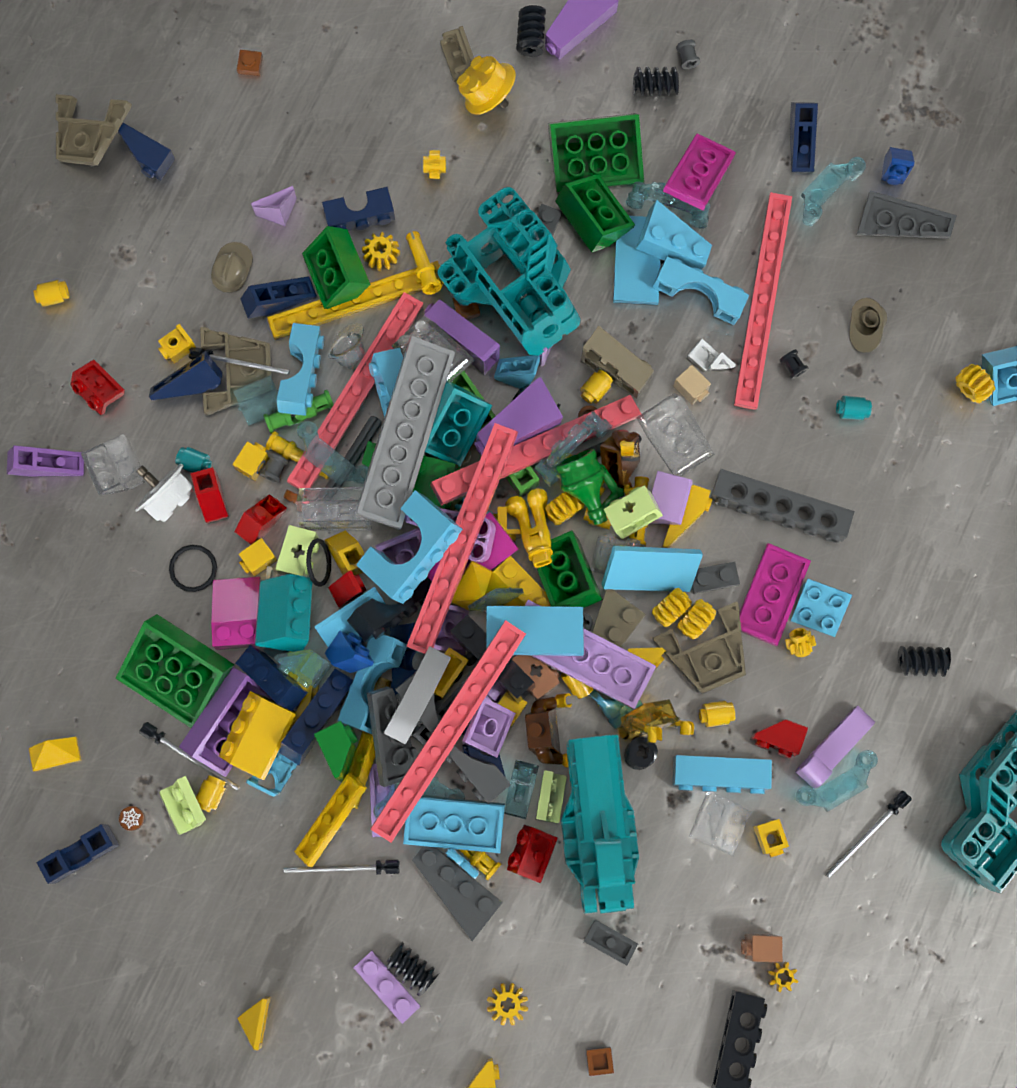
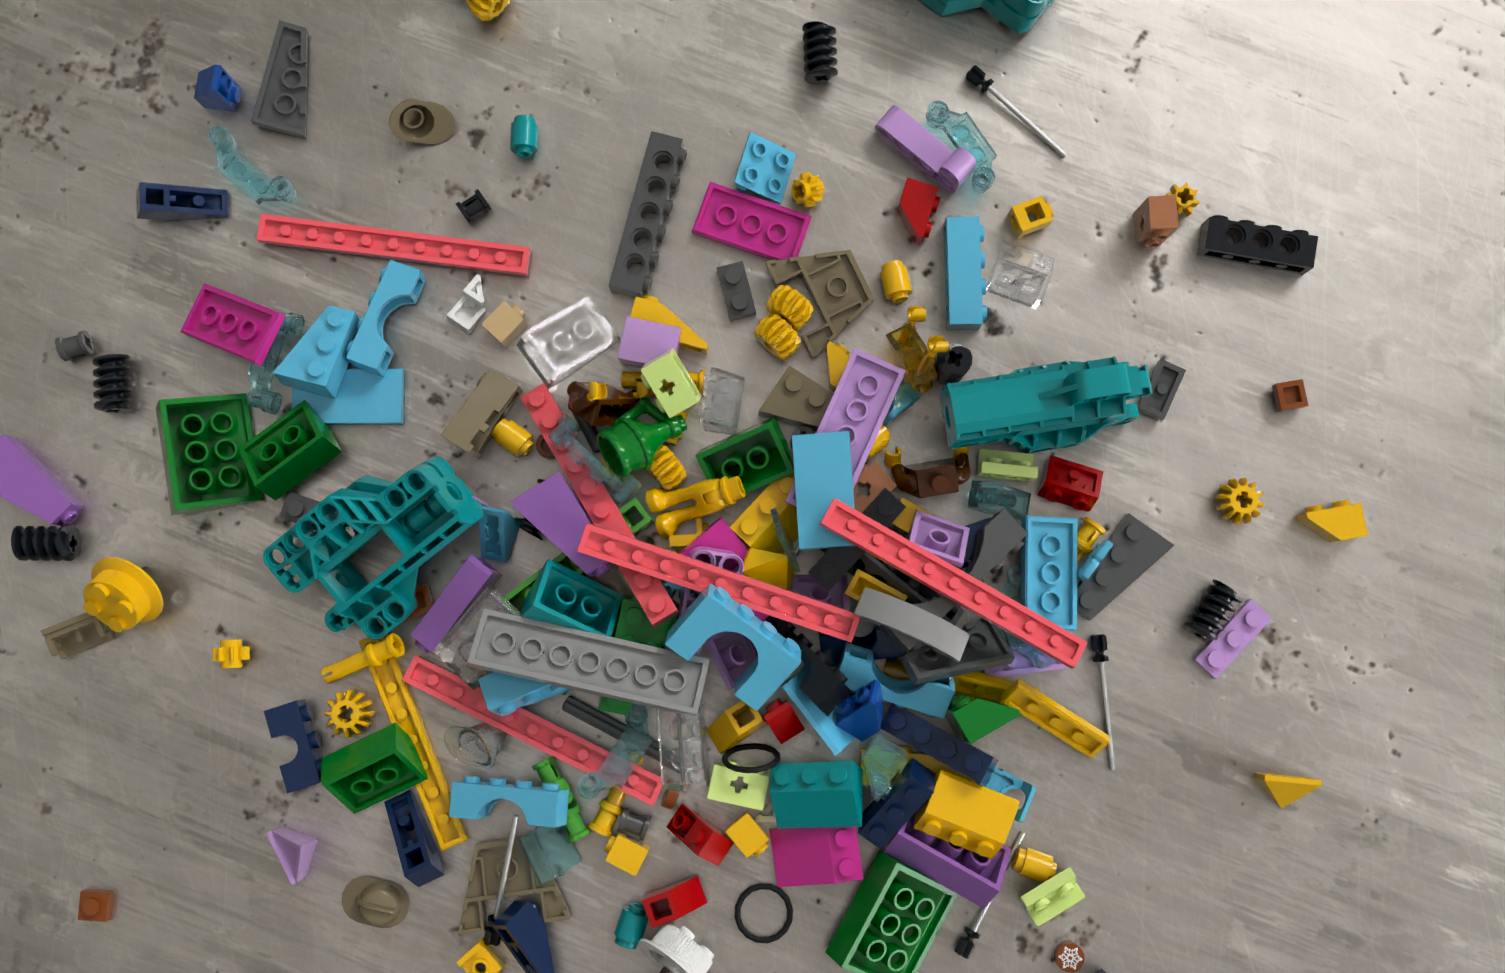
camera: 90 degrees left, 5 degrees up
(651, 568) = (736, 360): medium azure tile -> none

